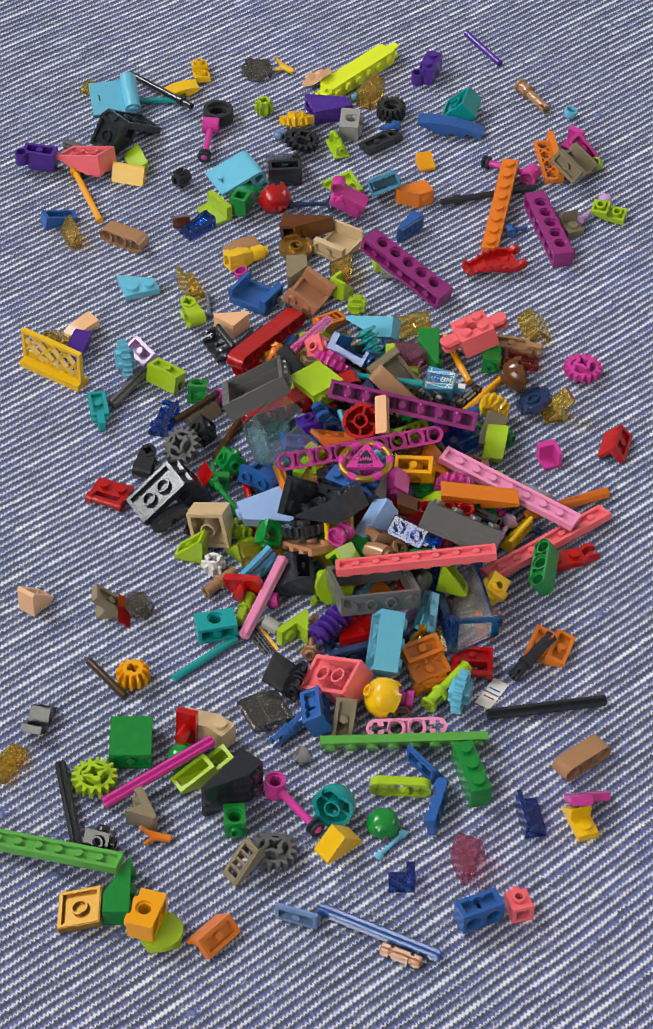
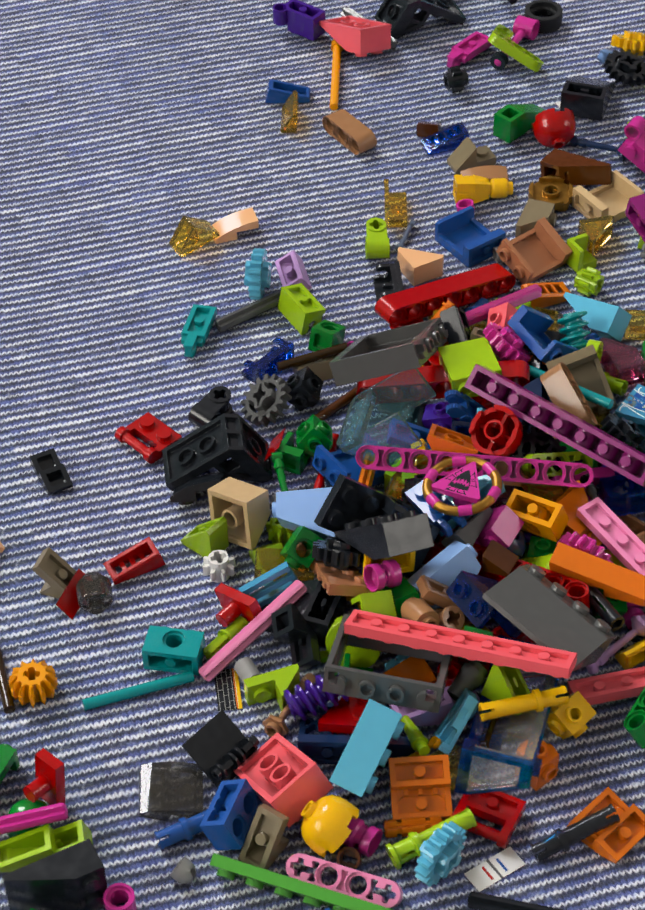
camera: 25 degrees right, 0 degrees up
(47, 365) = (173, 255): yellow fence -> none
(53, 537) = (50, 471): none -> black slope
(79, 341) = (217, 243): dark purple slope -> none
(128, 174) = (396, 61): yellow slope -> none
(136, 157) = (415, 49): lime slope -> none
(137, 287) = (332, 194): medium azure wing -> none
(156, 565) = (135, 552): none -> red slope
(176, 152) = (468, 49): none -> dark pink hinge
(200, 138) = (501, 39): none -> lime beam
(217, 582) = (207, 594): medium nougat pin -> none
(217, 727) = (86, 791): tan slope -> none
(218, 207) = (480, 125): lime panel -> none
(223, 234) = (469, 156): none -> dark tan slope
(235, 173) = (527, 87): medium azure door -> none
(263, 106) = (602, 19): lime gear -> none
(274, 601) = (267, 641): dark pink hinge -> none
(292, 588) = (292, 628): none -> black slope
(382, 423) = (523, 430): light nougat slope -> none
(413, 631) = (415, 736): none -> lime animal
(474, 583) = (536, 700): none -> yellow pin

